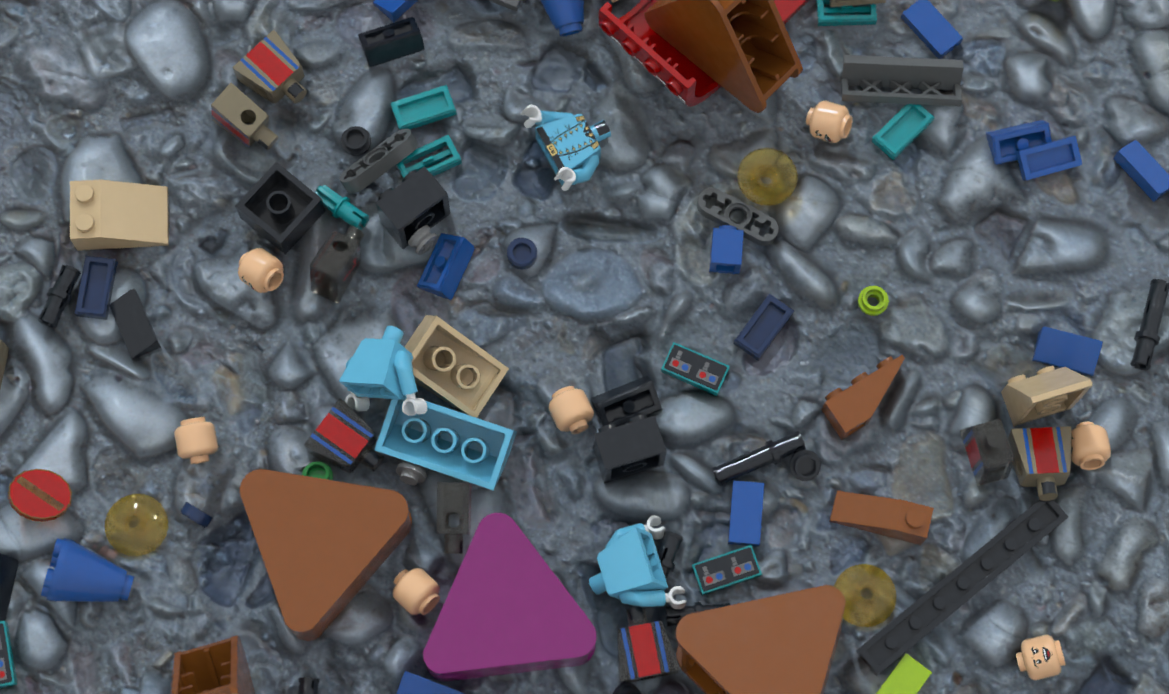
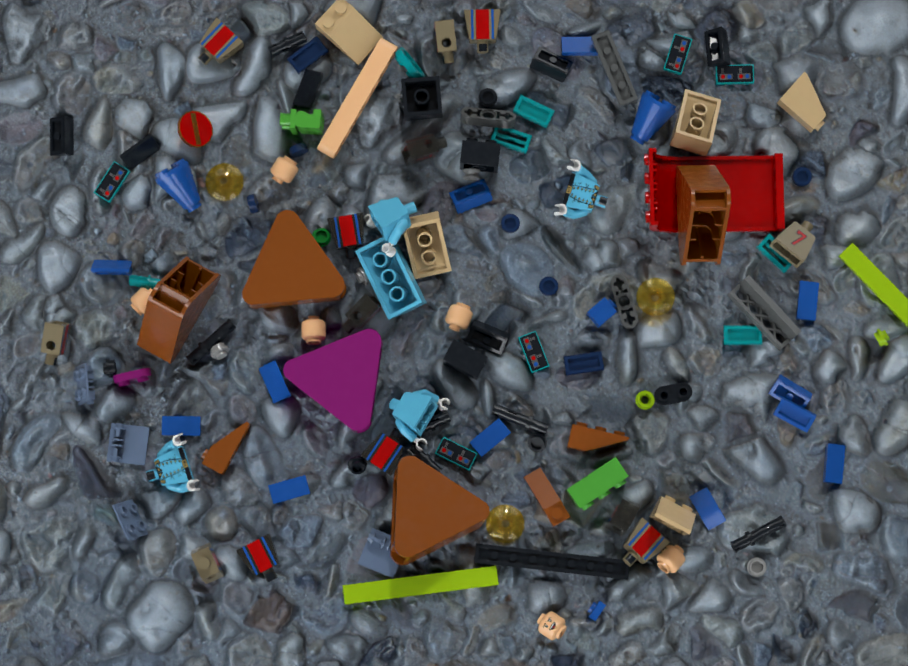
camera: 45 degrees right, 10 degrees up
(165, 363) = (303, 122): none -> bright green hips
(191, 402) = (298, 150): none -> dark blue tile
(204, 280) = (357, 98): none -> light nougat beam
(214, 186) = (409, 63): none -> teal plate
(260, 270) = (386, 118): light nougat head -> none
(342, 207) = (450, 123): teal axle -> none
(636, 280) = (548, 286): none -> dark blue tile
(829, 121) = (710, 299): light nougat head -> none
(897, 263) = (673, 394): none -> black plate
(923, 441) = (597, 484): none -> bright green brick
(1070, 588) = (595, 610): none -> blue plate

